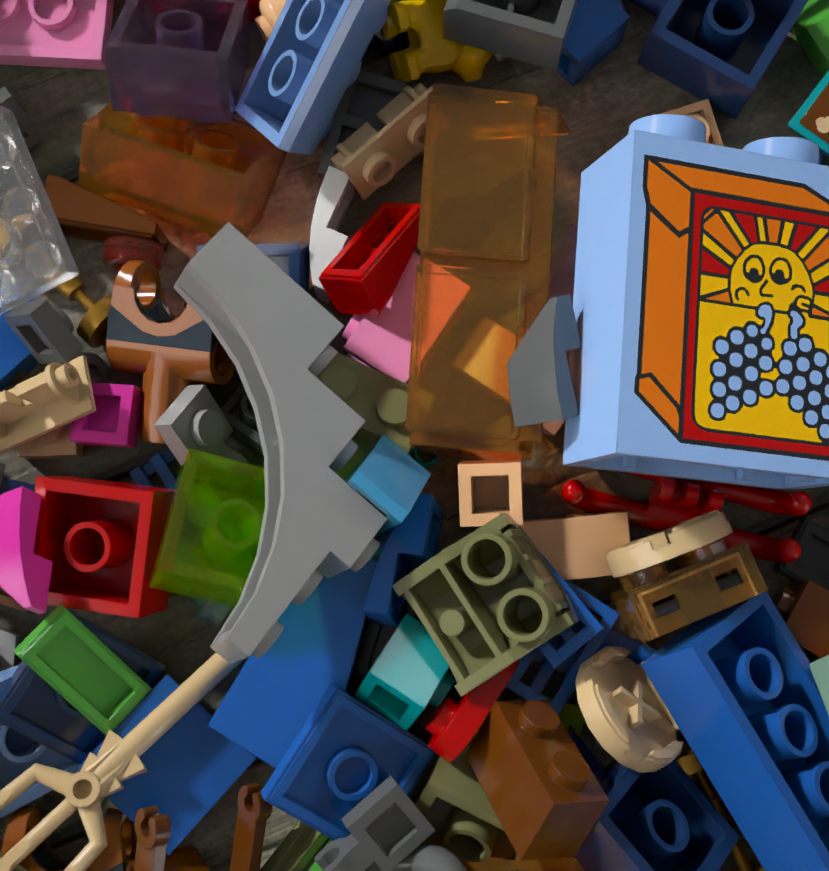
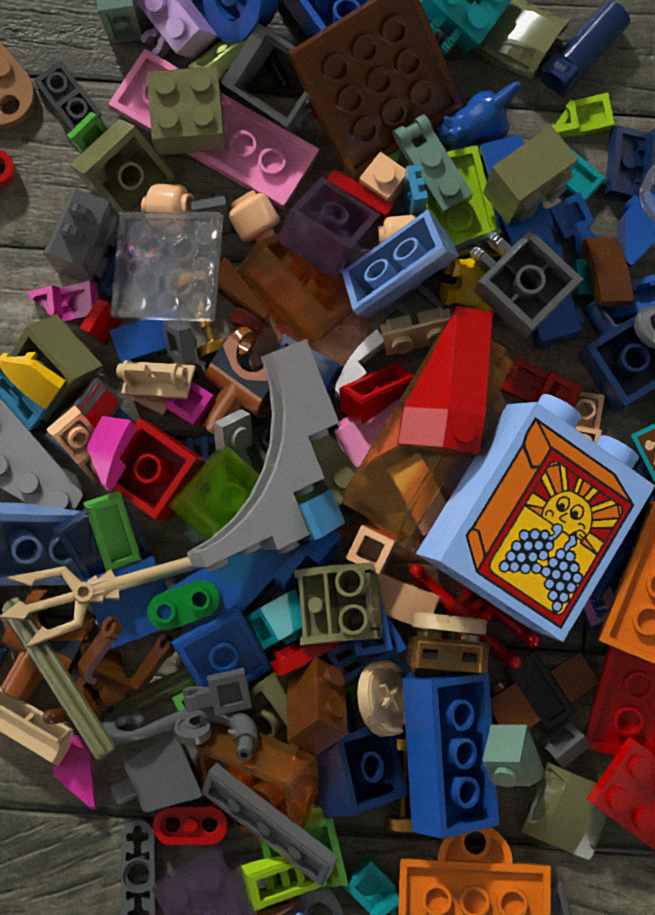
camera: 20 degrees right, 0 degrees up
(62, 96) = (253, 217): none -> light nougat head
(249, 727) = (183, 605): none -> green plate
(492, 197) = (451, 392): none -> red wedge
(539, 367) = (428, 498): dark grey slope -> none
(600, 128) = (534, 382): none -> red slope

